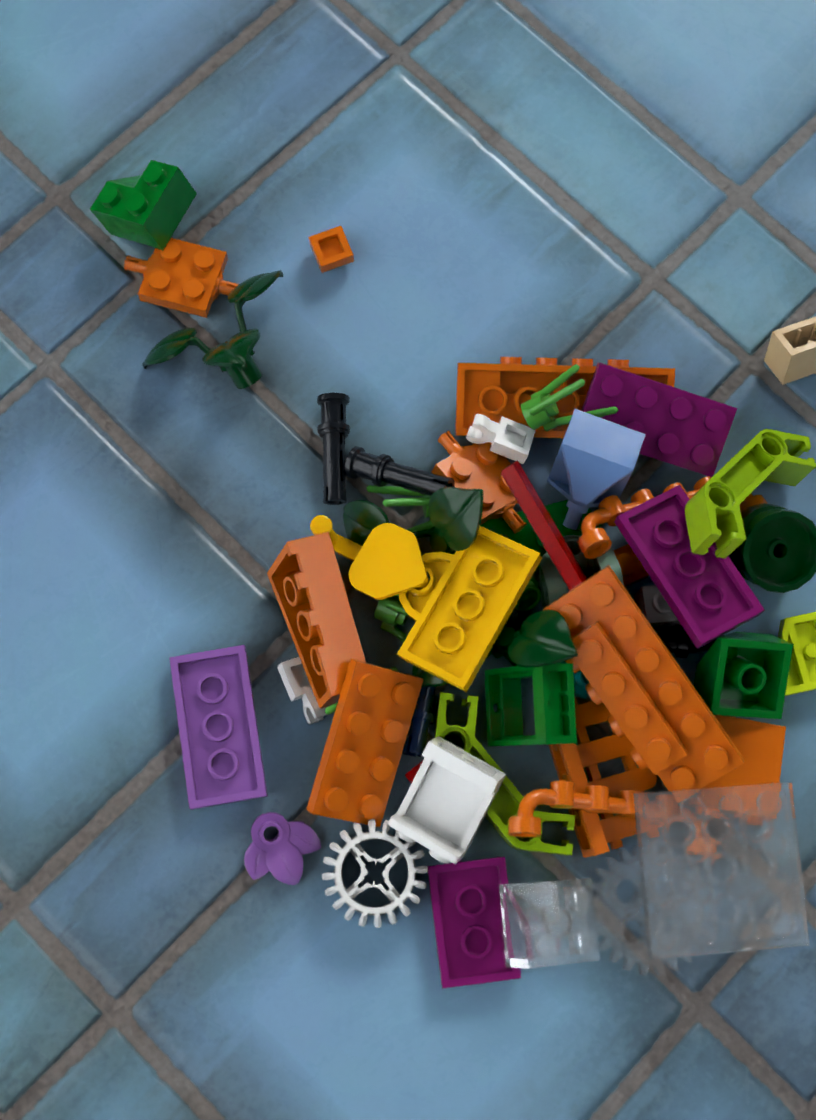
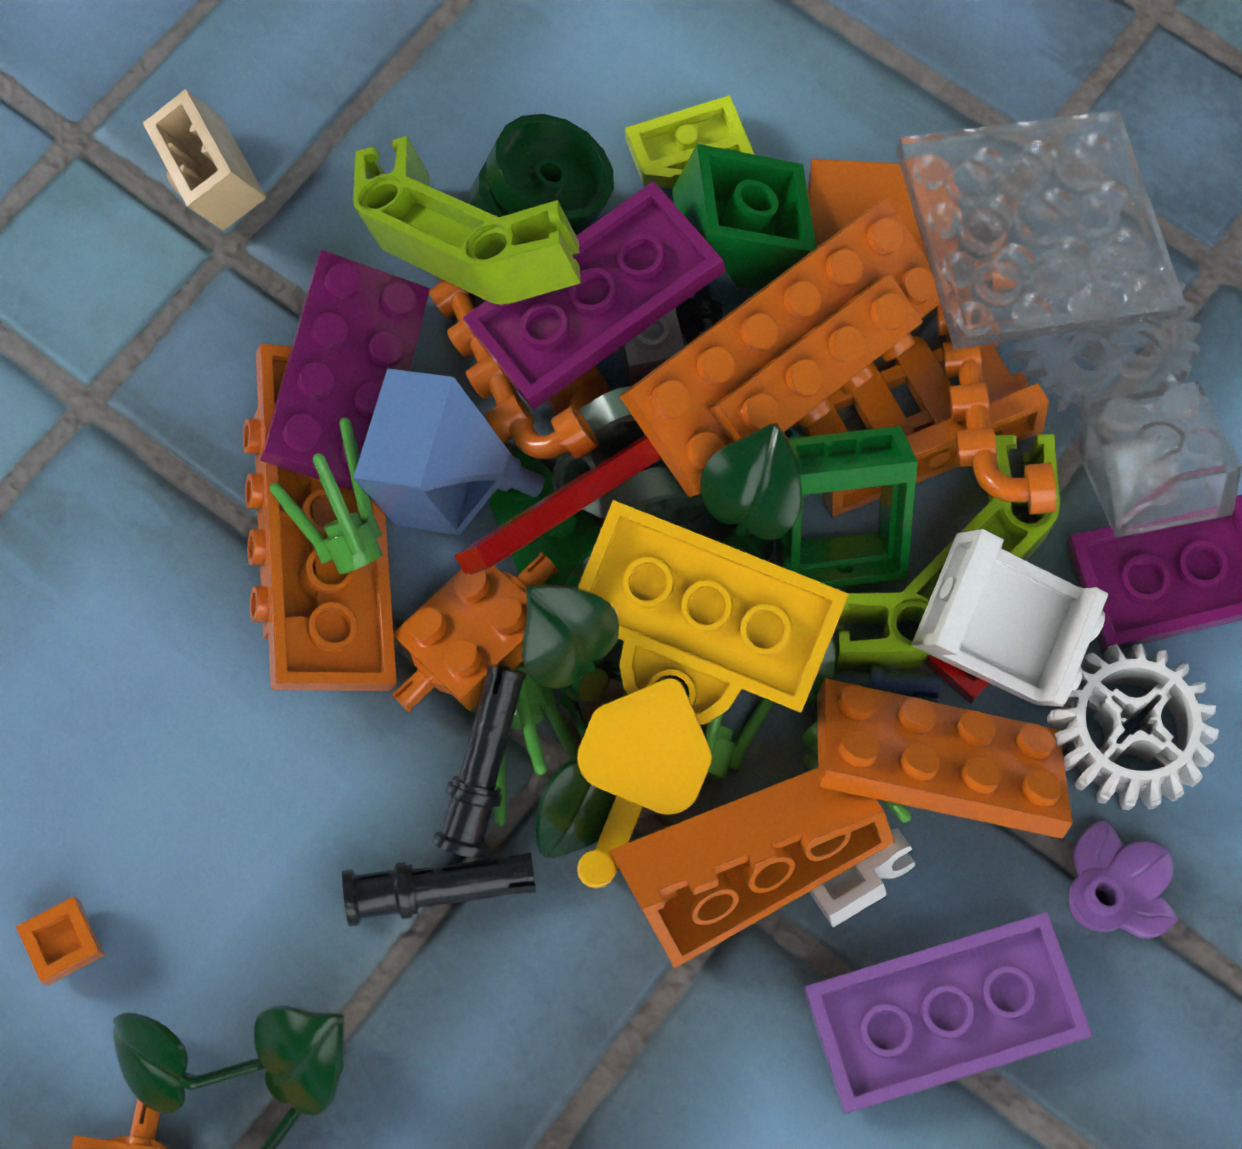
camera: 90 degrees left, 5 degrees down
(507, 437) = (399, 592): white plate -> none

